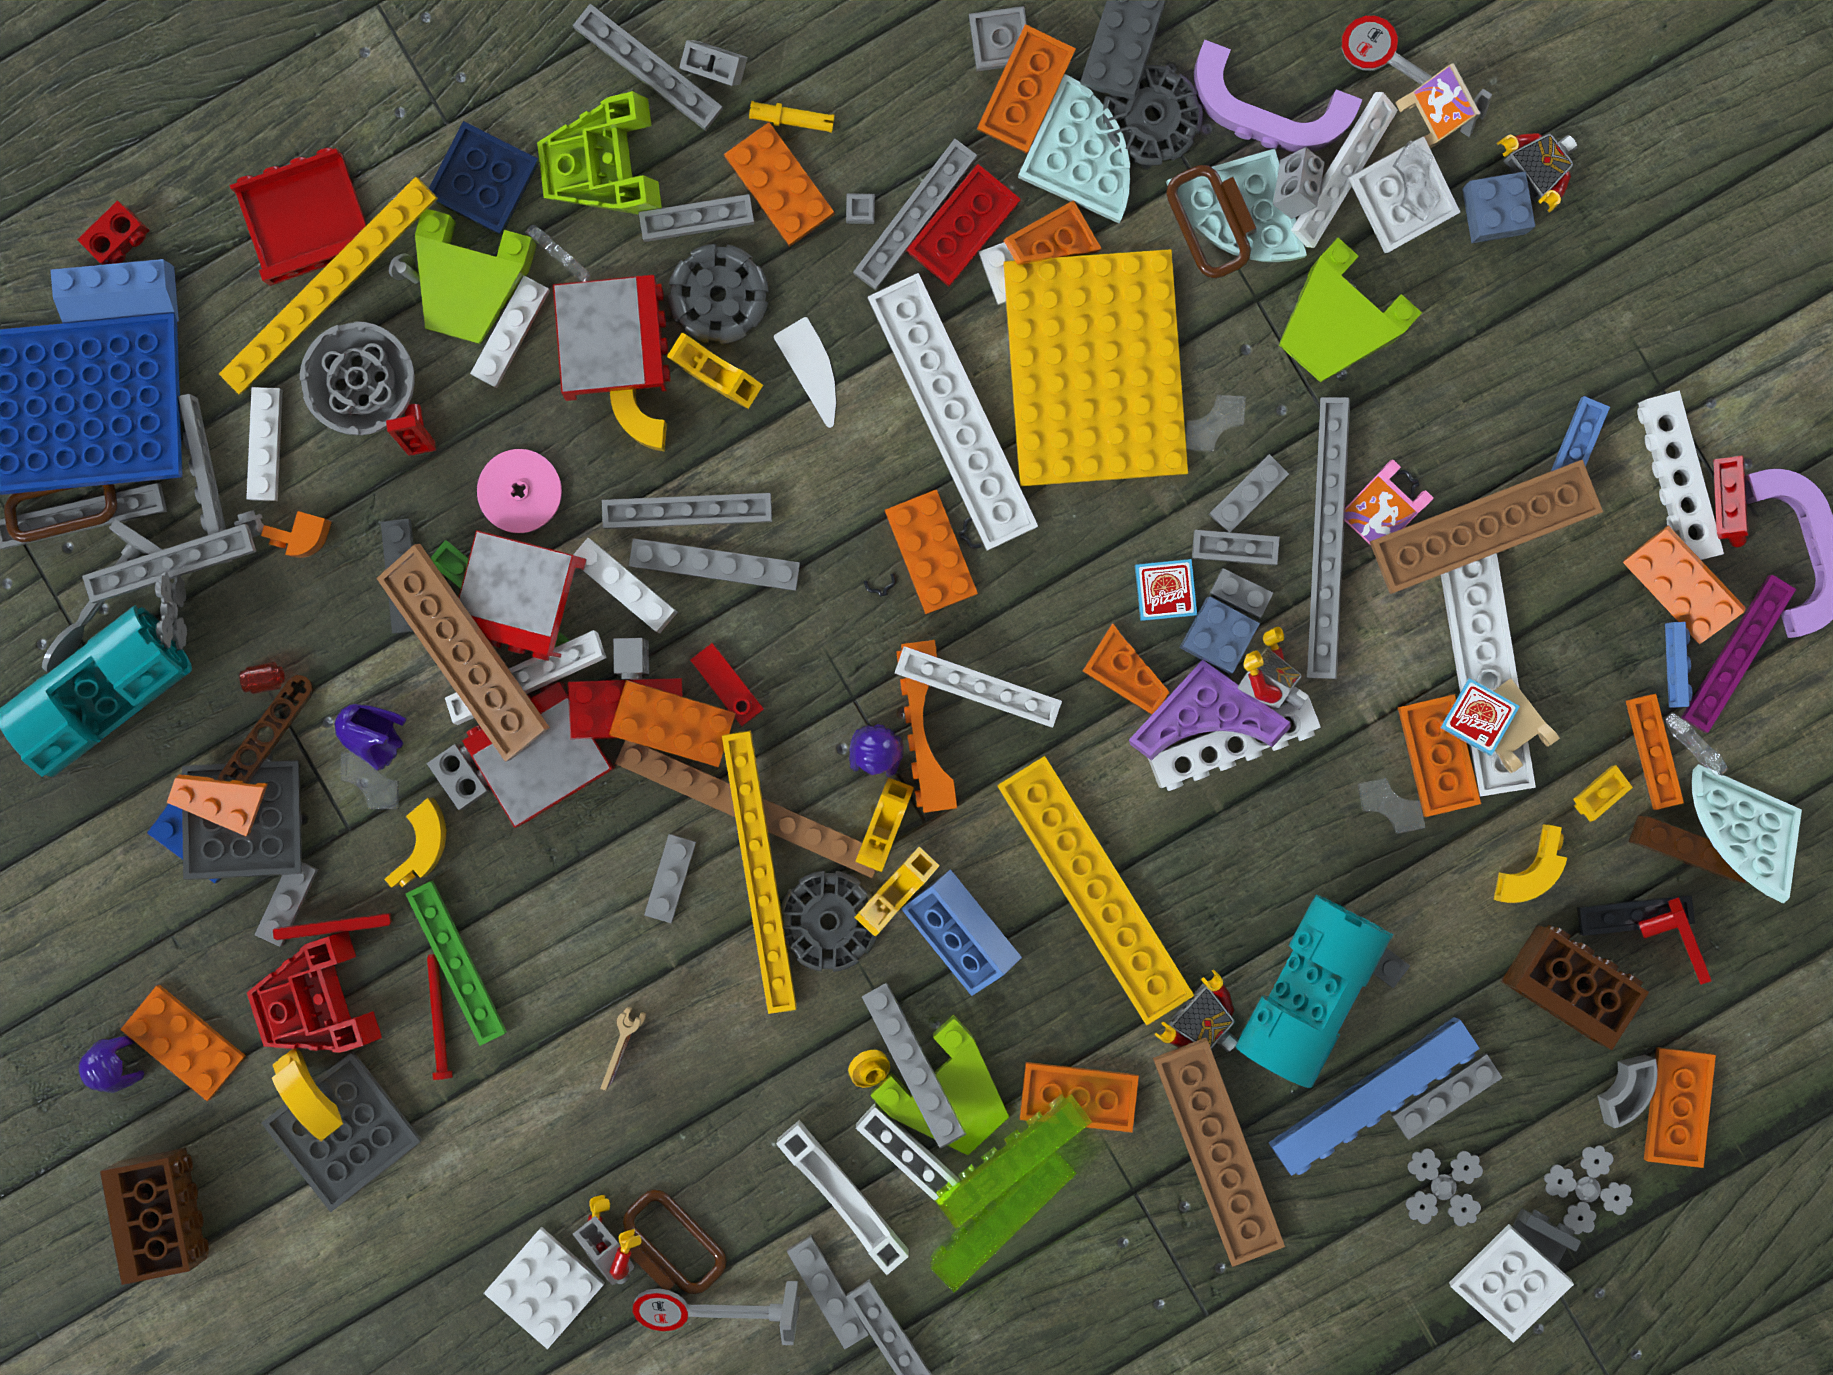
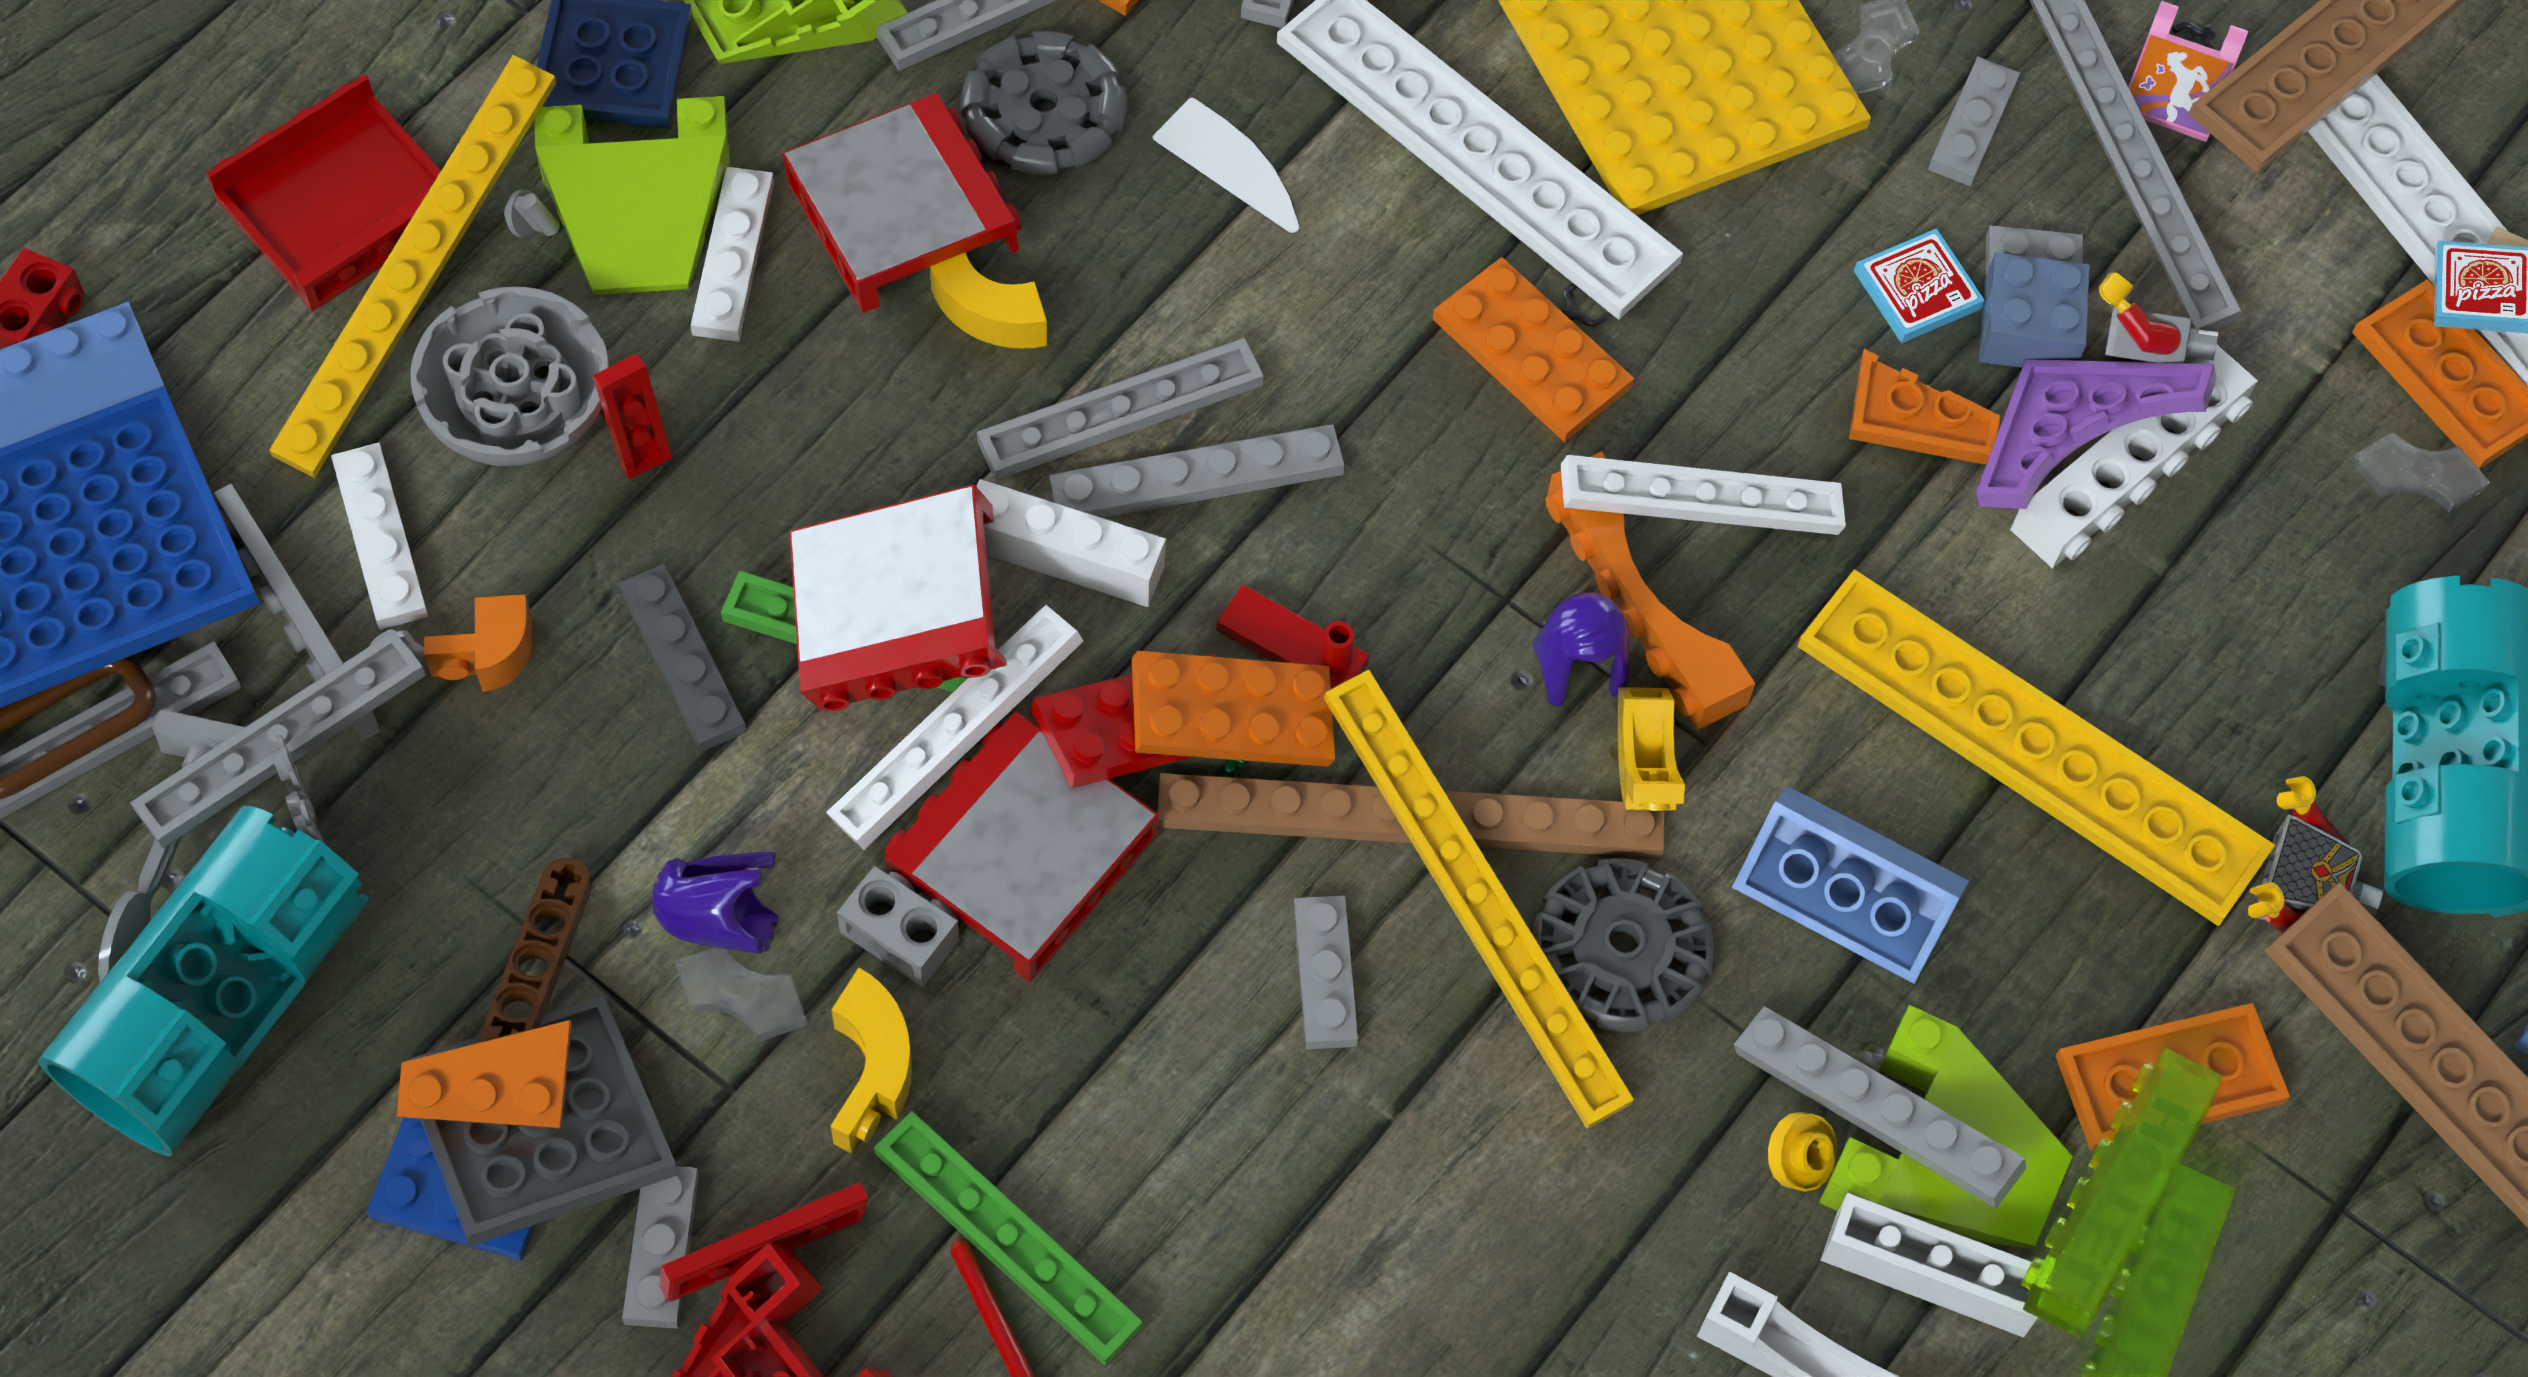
camera: 20 degrees left, 25 degrees down
(262, 678) = (495, 885): clear red brick -> none
(462, 652) = (841, 709): medium nougat plate -> none
(497, 488) = (830, 435): bright pink piece -> none
(558, 253) = (755, 110): clear tile -> none
(626, 1027) = (1358, 1237): tan flag -> none
(631, 657) = (1119, 627): light grey brick -> none
(714, 371) = (1085, 204): yellow arch -> none
(884, 593) = (1474, 431): black piece -> none
(896, 891) = (1718, 843): yellow arch -> none
(1235, 547) = (1993, 192): light grey plate -> none

